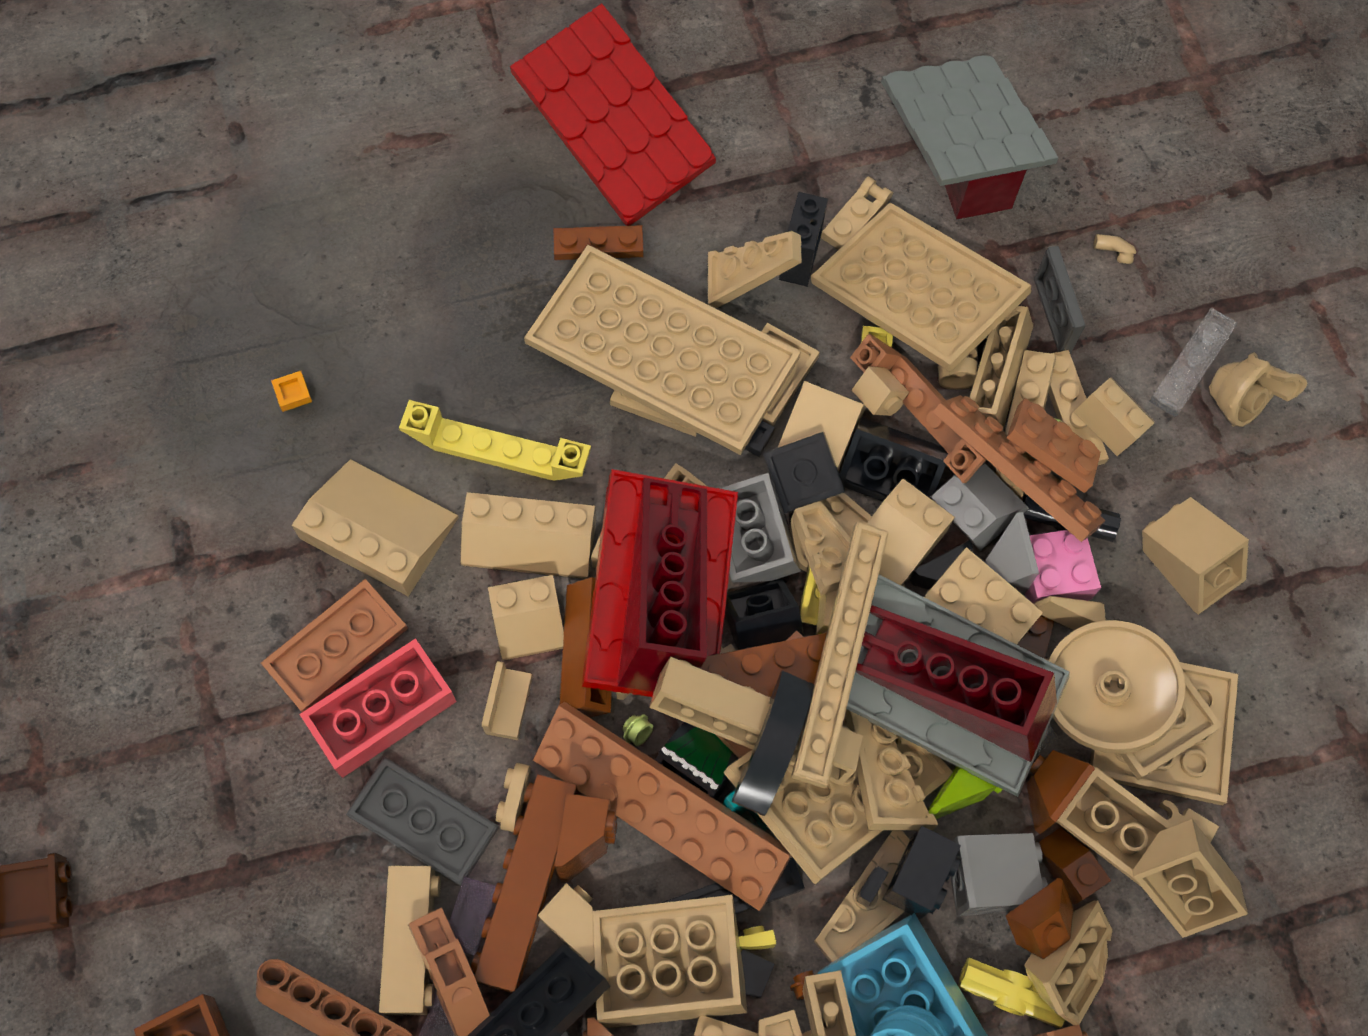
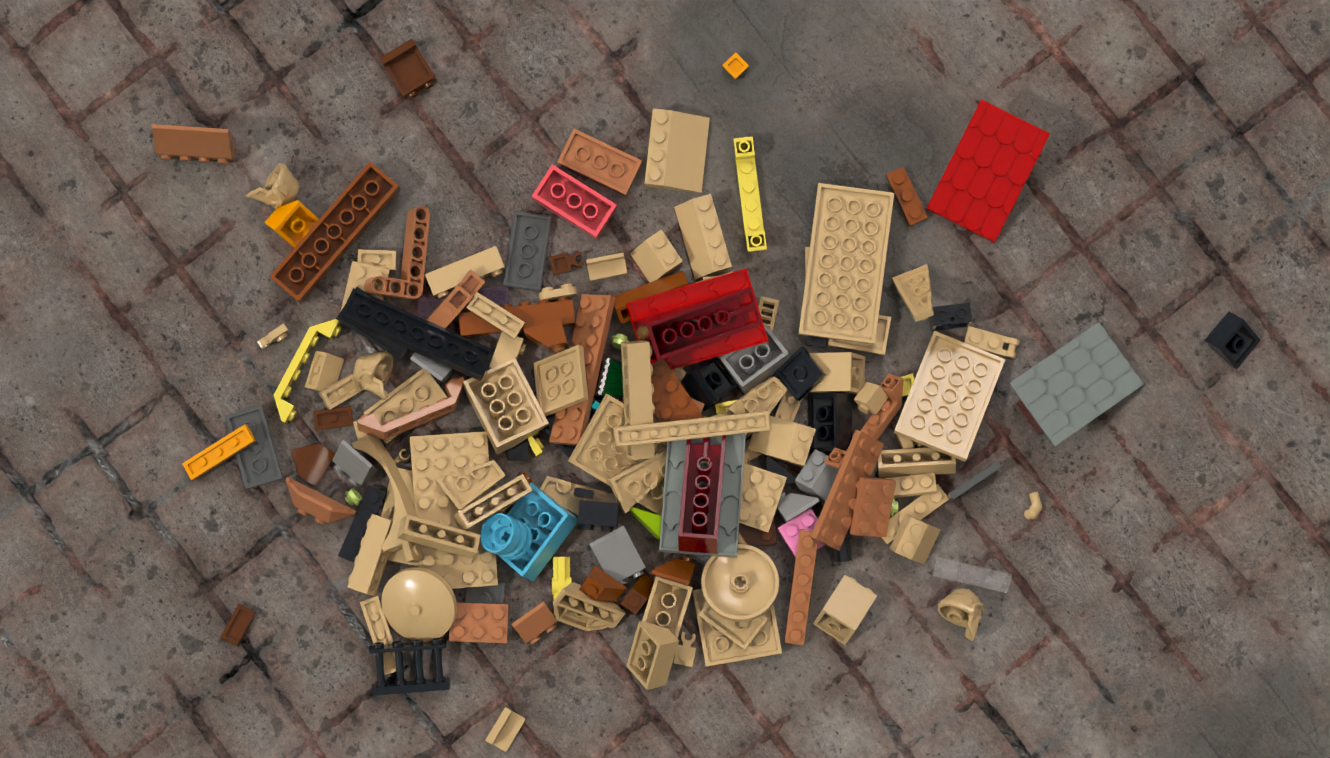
camera: 75 degrees right, 15 degrees up
(470, 770) = (562, 263): none -> reddish brown plate
(506, 913) = (495, 315): none -> tan plate
(666, 845) = (561, 380): none -> tan plate
(775, 744) = (629, 412): black slope -> none
(1071, 612) = (780, 555): tan slope -> none
(1144, 600) = (801, 588): none -> nougat plate

